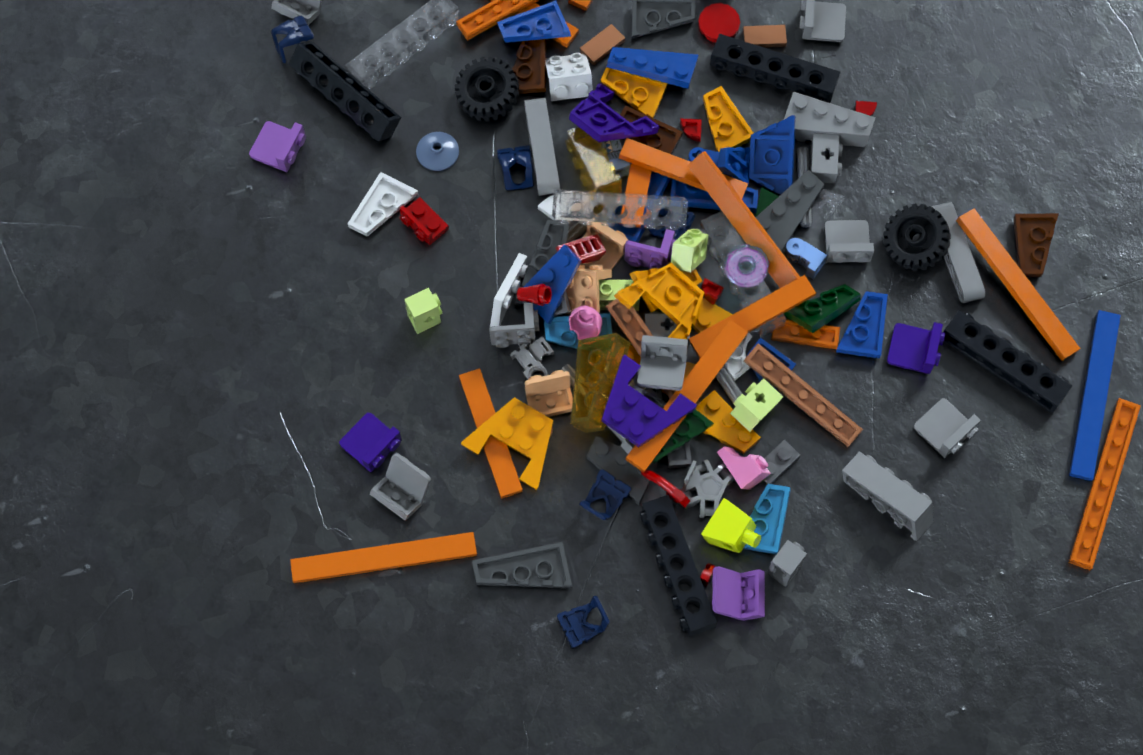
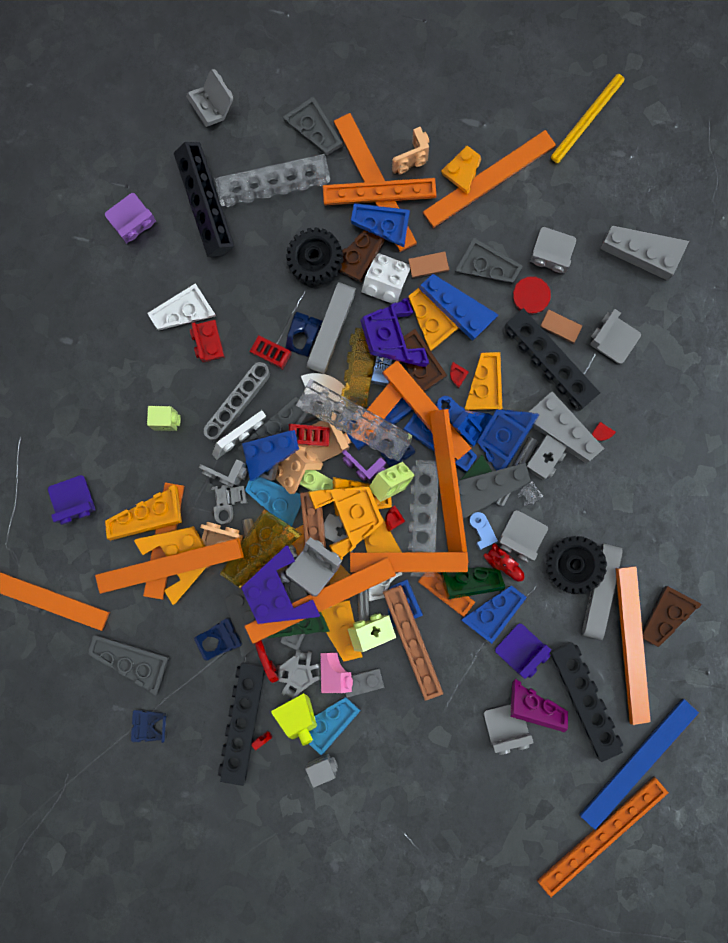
camera: 30 degrees right, 15 degrees up
(296, 31) = (191, 130): dark blue piece -> none
(402, 487) = (70, 551): light grey bracket -> none
(437, 159) = (254, 295): sand blue dish -> none
(464, 410) = (146, 516): none -> light orange wing
(488, 251) = (238, 392): none -> light grey beam
(502, 206) = (281, 363): none -> red slope
(512, 446) = (169, 565): none -> orange tile
(535, 294) = (250, 457): red cone -> none
(585, 322) = (279, 497): bright pink hair -> none
(739, 593) = (273, 771): medium lavender bracket -> none
(744, 277) = (434, 507): clear light blue tile -> none
(846, 272) = (502, 561): none -> red animal
(890, 494) = (430, 756): light grey wedge -> none
(955, 395) = (536, 710): none -> magenta wing

